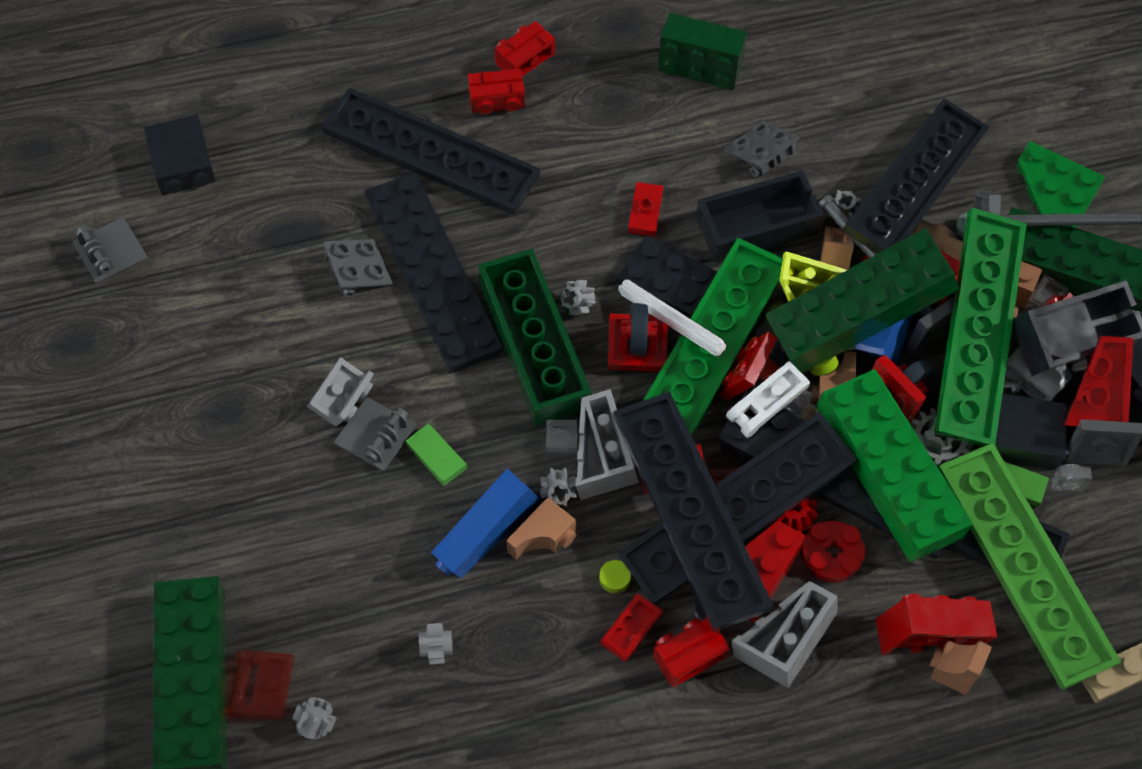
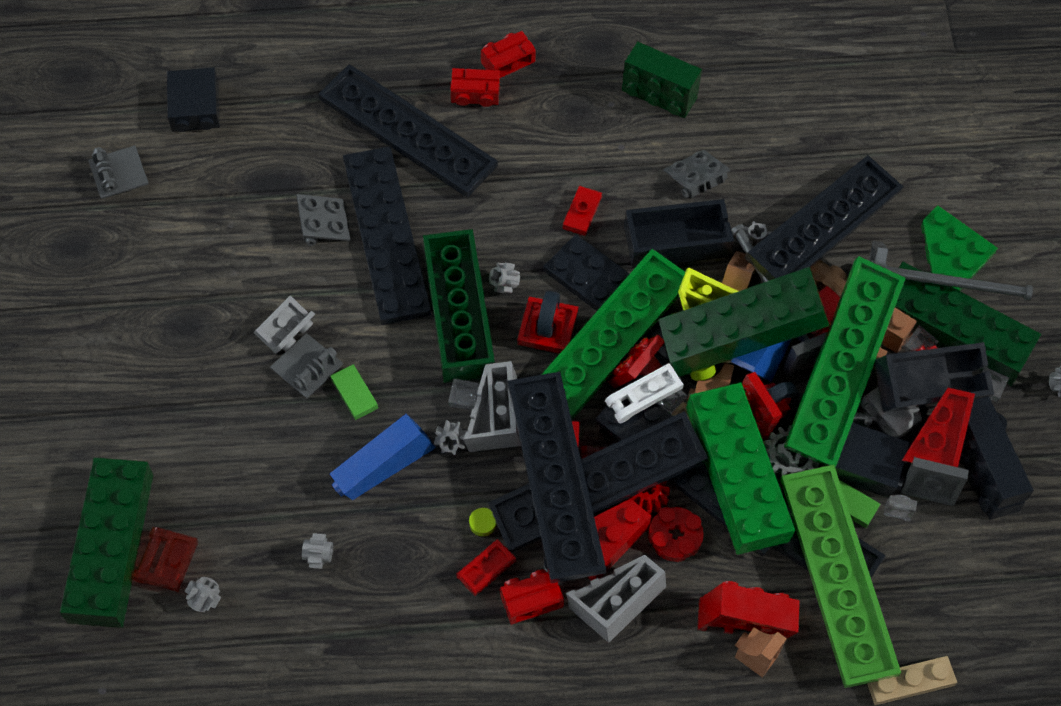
camera: 10 degrees right, 0 degrees up
(544, 529) = (430, 470): nougat arch -> none
(673, 318) = (580, 309): white axle -> none

